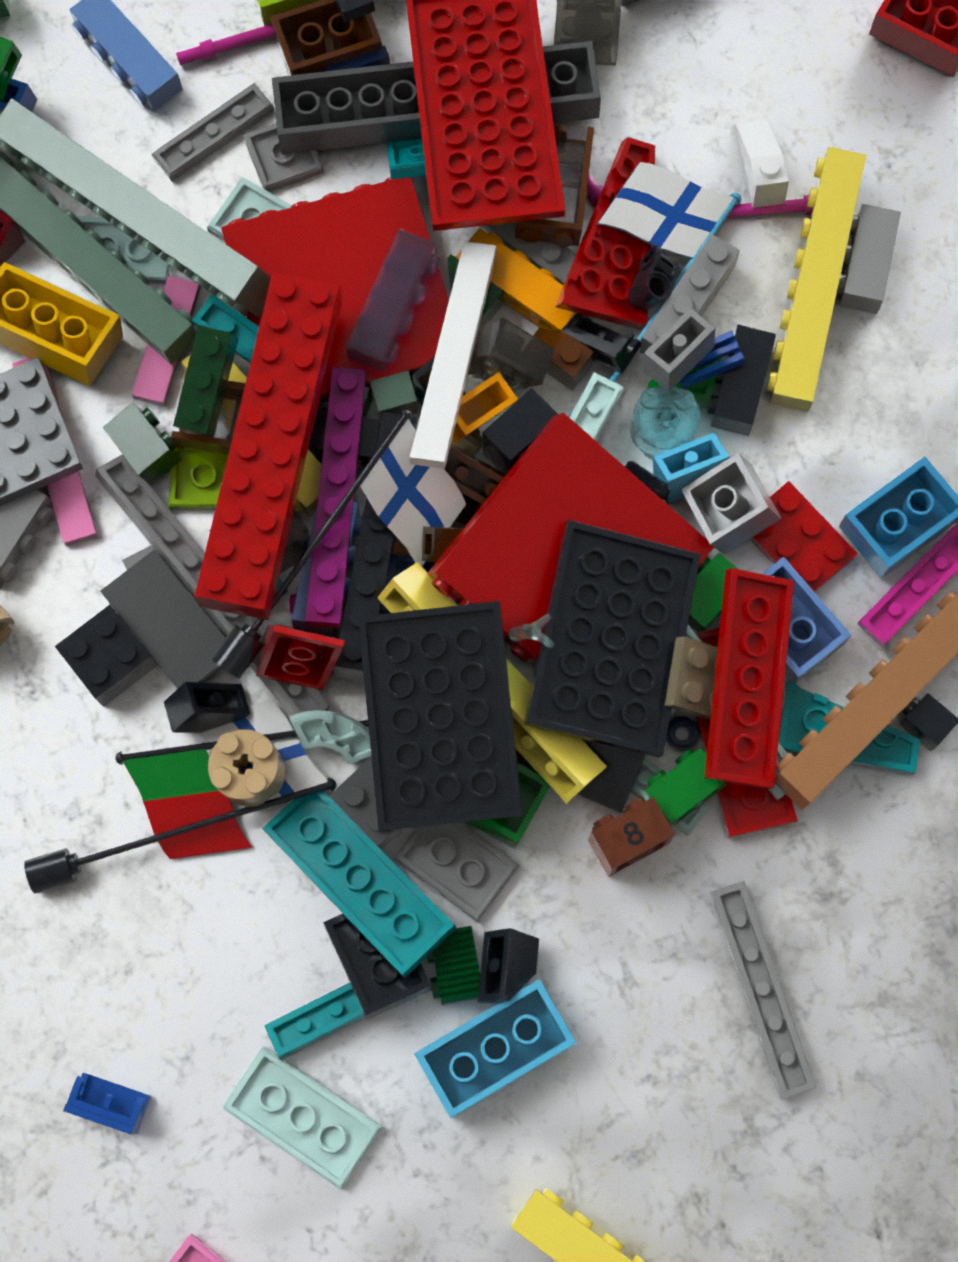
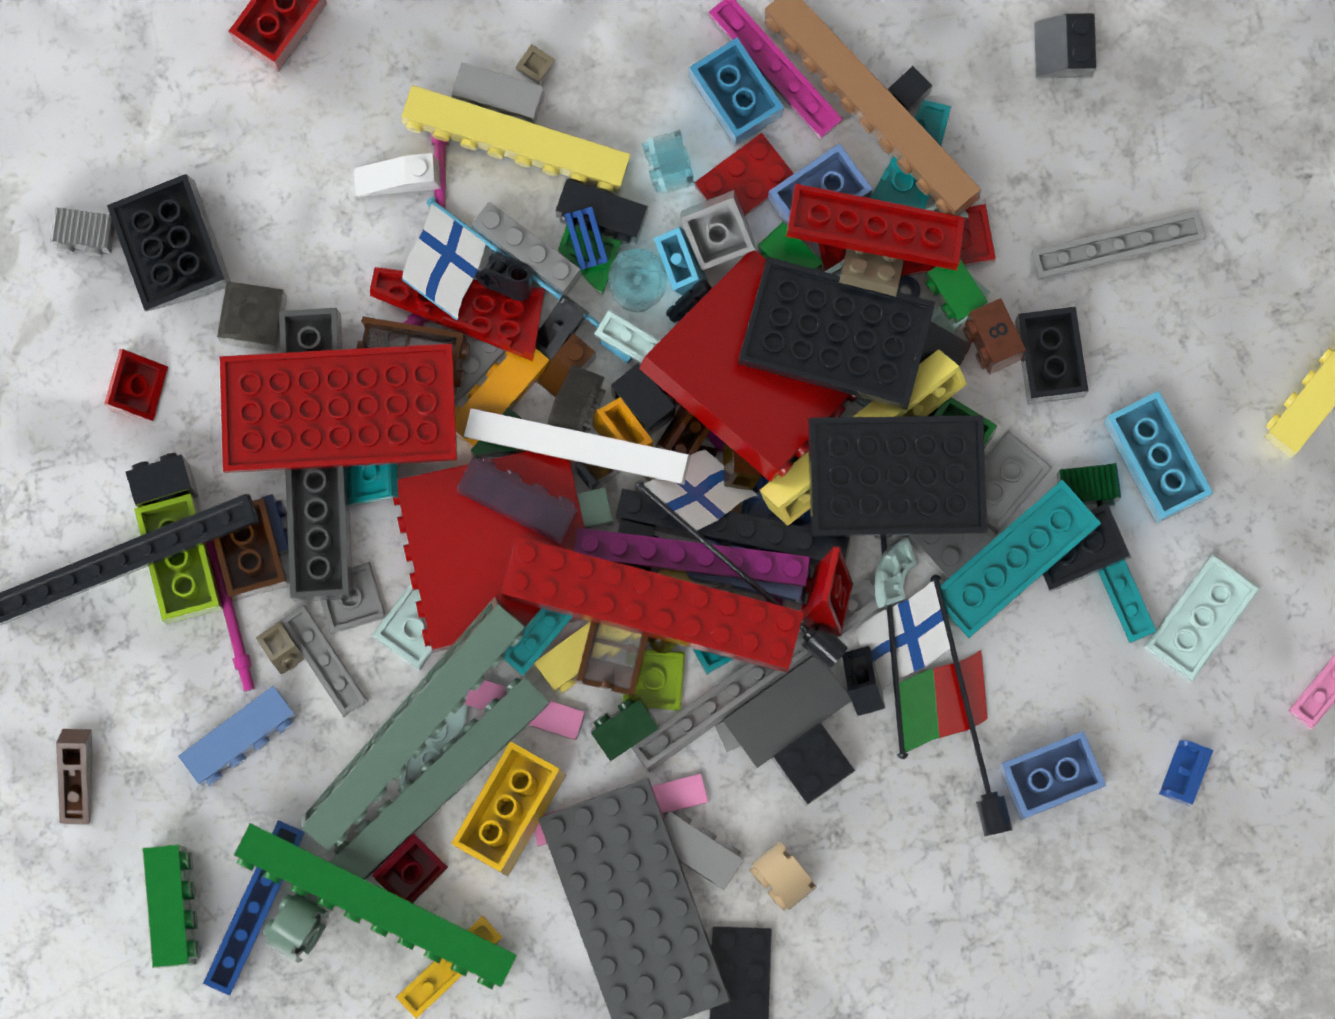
camera: 90 degrees left, 5 degrees up
(96, 935) = (1052, 775): none -> medium blue brick
(205, 381) = (592, 658): dark green brick -> none
(222, 83) = (280, 648): none -> dark tan bracket
(232, 754) = (909, 654): tan brick -> none
(506, 964) = (1093, 443): black slope -> none
(532, 631) = (831, 396): clear light blue bar -> none
(614, 909) = (1053, 355): none -> black brick
(679, 349) = (585, 258): light grey brick -> none
(808, 446) = (670, 162): none -> clear light blue brick
(909, 297) = (535, 64): none -> dark tan plate

